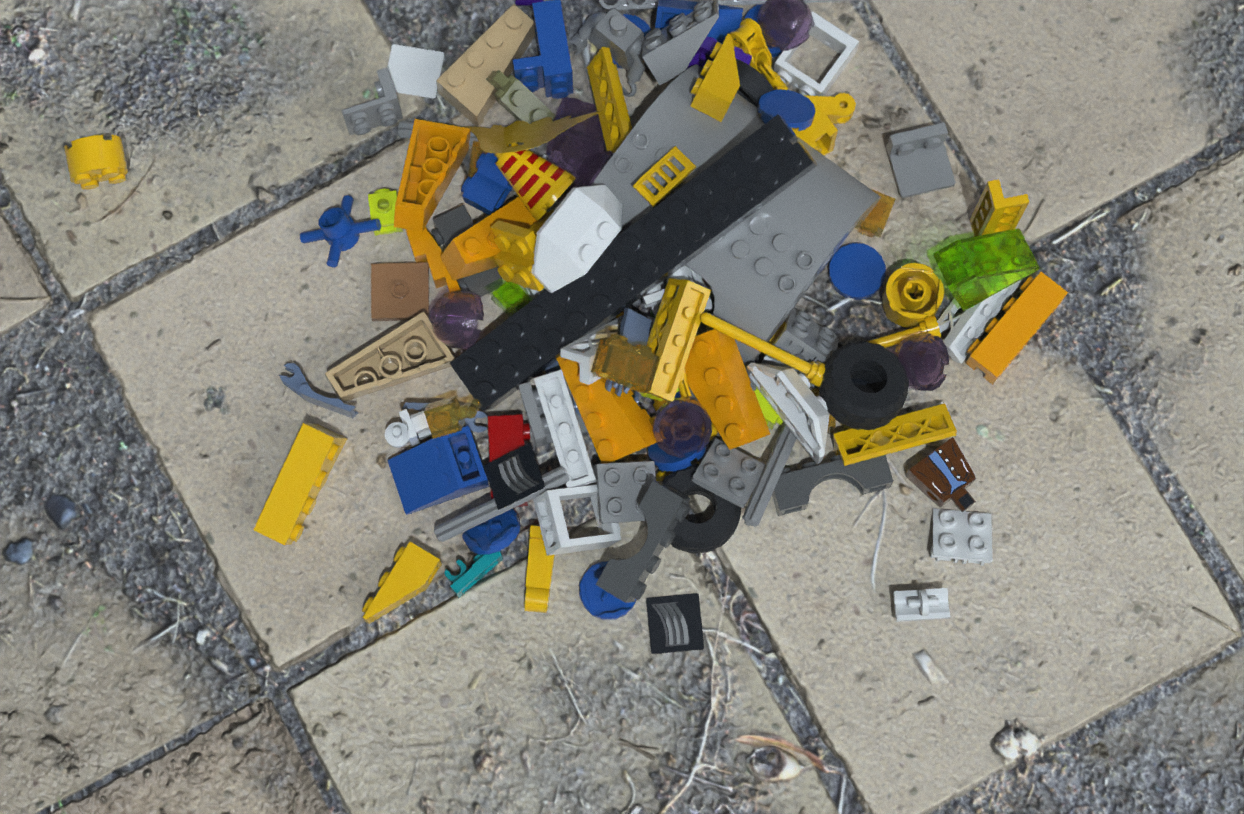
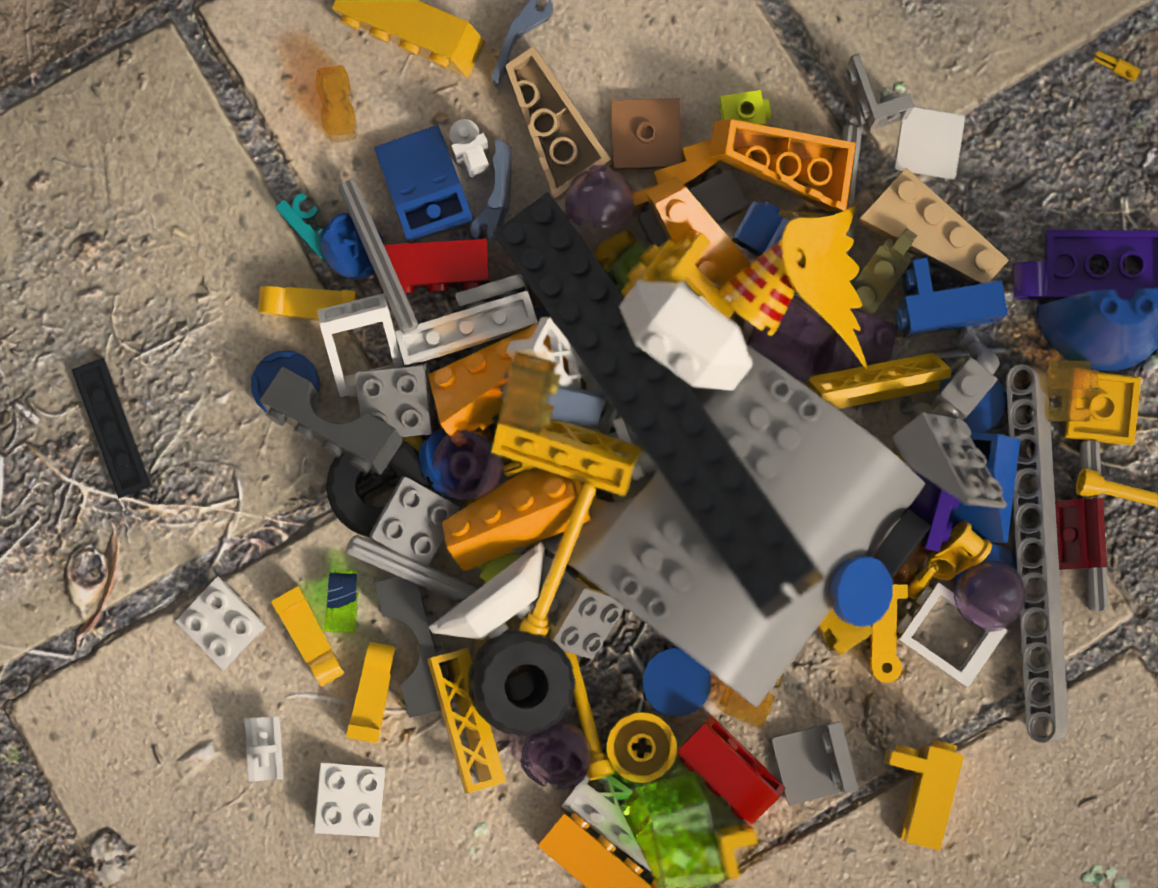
camera: 85 degrees right, 10 degrees up
(339, 230) = (717, 58): blue bar -> none
(359, 545) = (337, 111): none -> clear yellow brick
(408, 578) = (301, 155): yellow slope -> none
(448, 416) = (481, 190): clear yellow brick -> none
(492, 314) = (609, 249): none -> yellow arm
(514, 476) = (408, 269): black sticker -> none
(645, 740) = (111, 428): none -> black tile
(664, 192) = (737, 416): yellow slope -> none
(675, 623) = (248, 462): black sticker -> none
(720, 82) = (884, 508): yellow slope -> none
(795, 541) = (342, 601): none -> leg
(814, 643) = (221, 623): none -> white hinge
(823, 570) = (308, 635): none -> yellow leg
(872, 516) = (372, 693): none -> yellow leg
(930, 226) = (730, 770): none -> red brick
(943, 71) = (931, 790): none -> yellow brick
(944, 476) = (419, 781): reddish brown torso -> none

